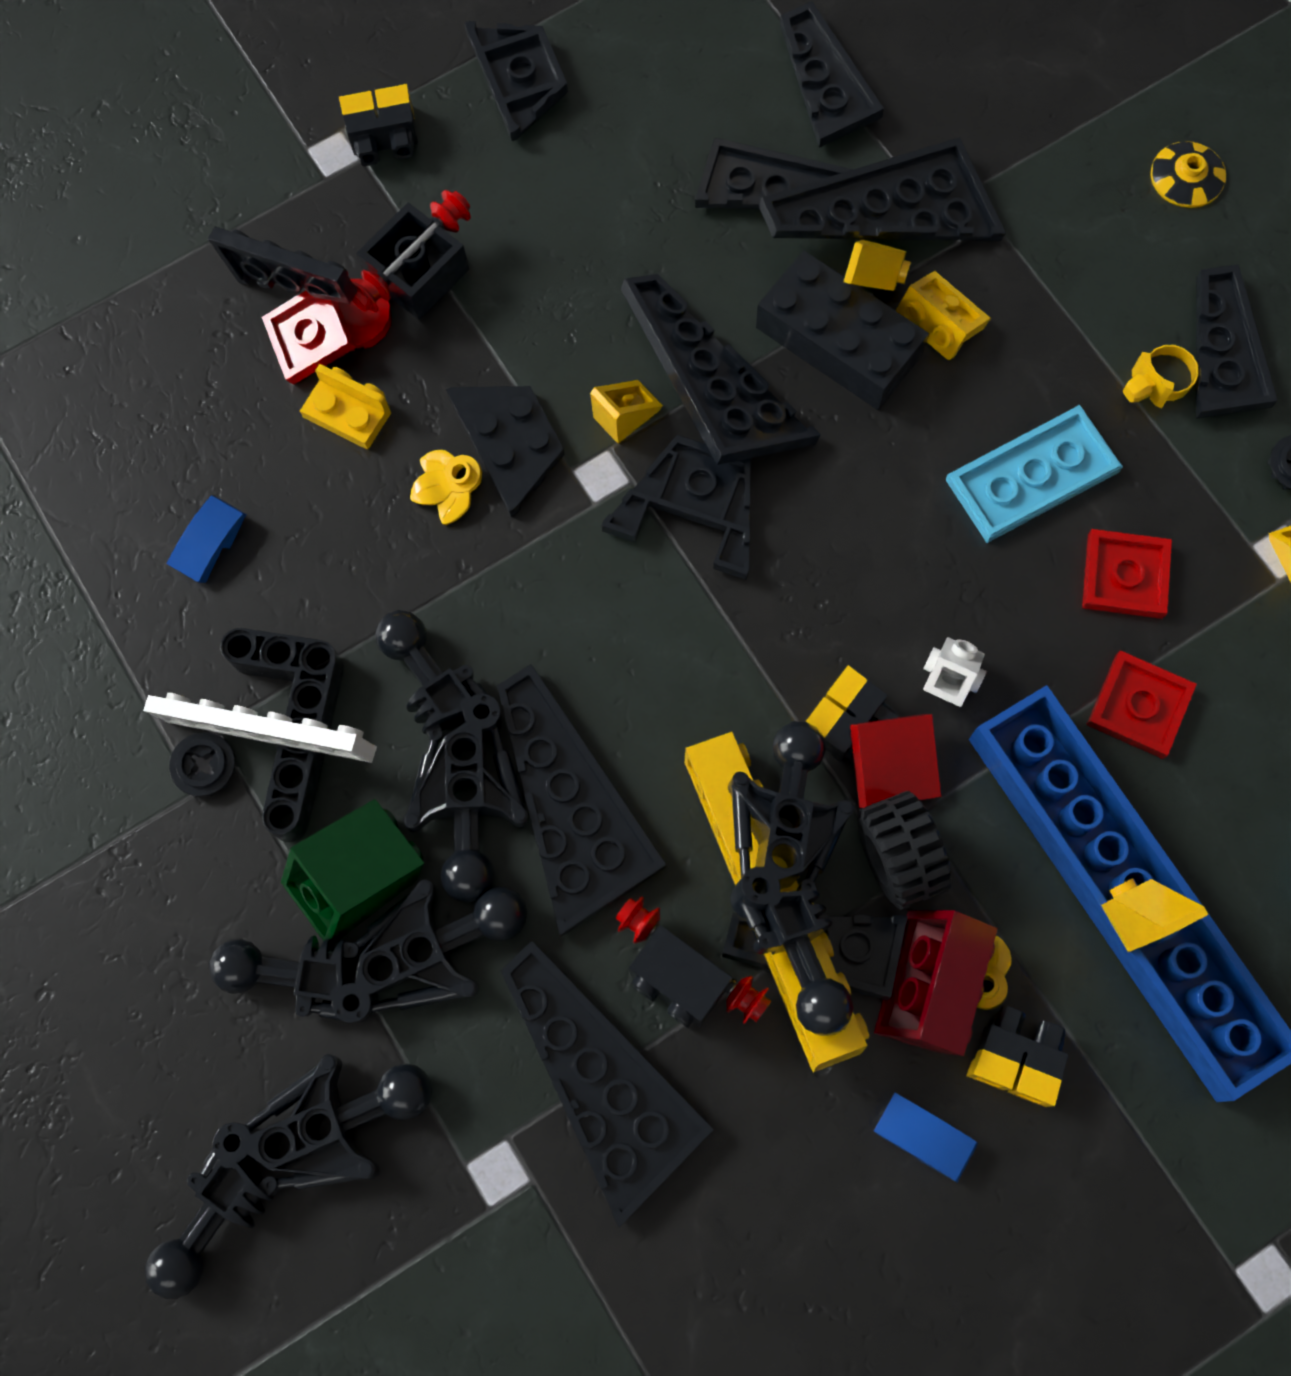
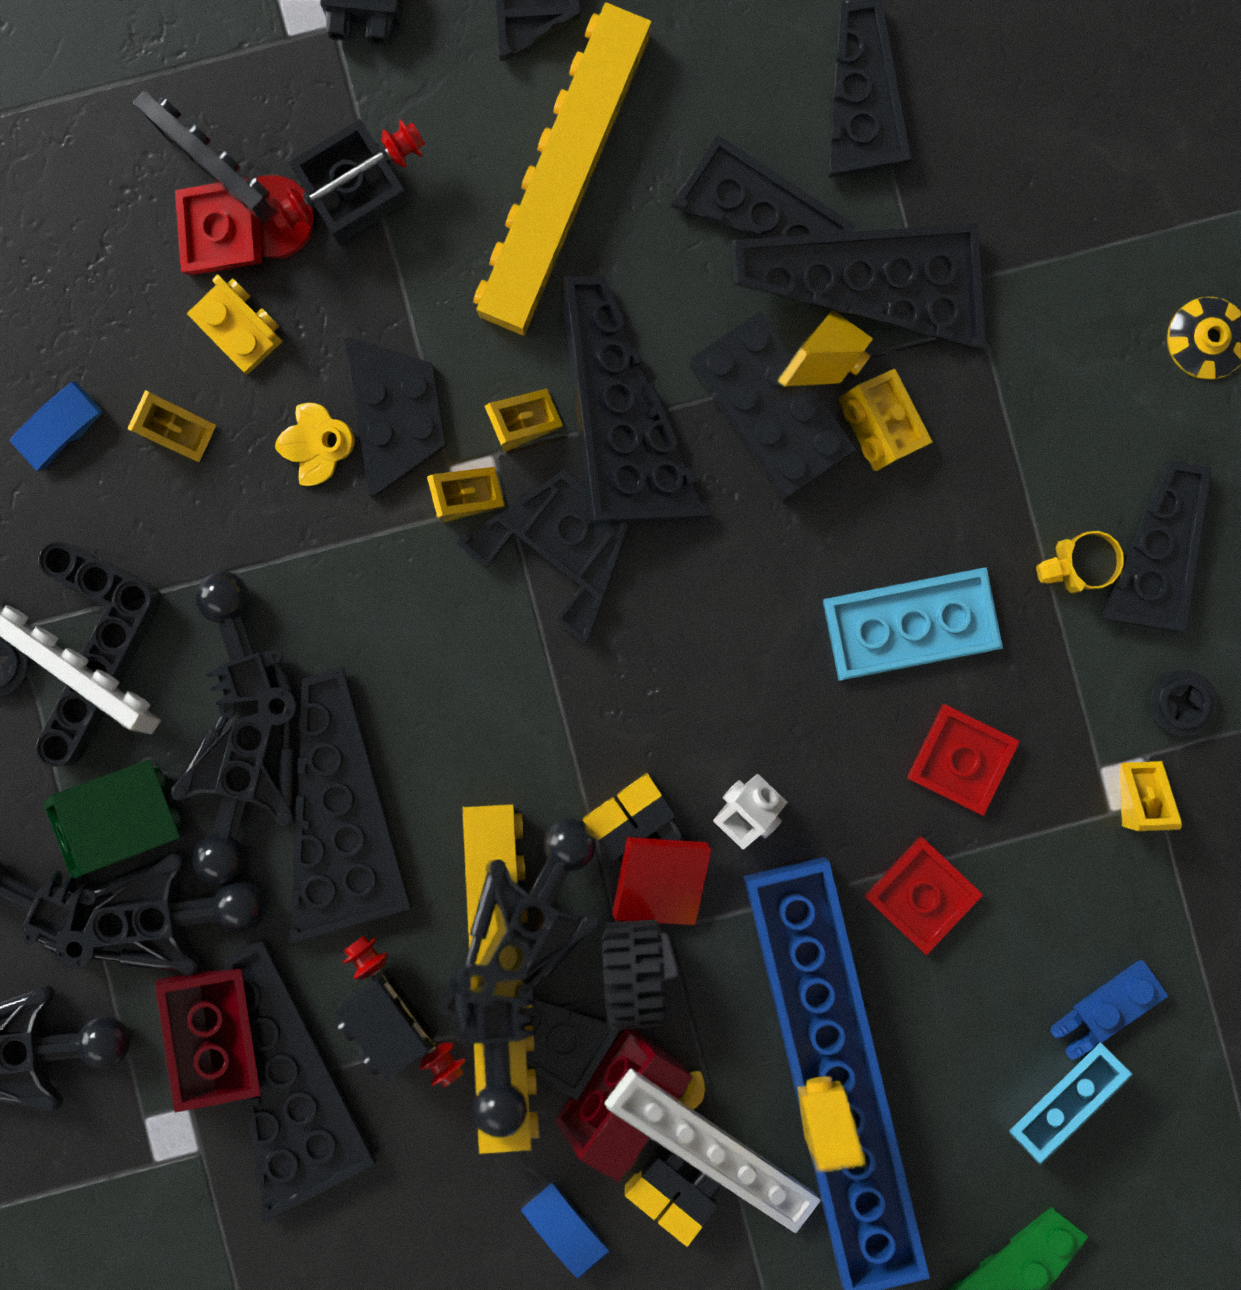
camera: 10 degrees right, 15 degrees up
(311, 505) = (171, 426): none -> yellow slope
(507, 1051) = (207, 1038): none -> dark red slope
(593, 206) = (564, 168): none -> yellow brick
(593, 483) = (465, 493): none -> yellow slope
(1044, 994) = (712, 1150): none -> white plate

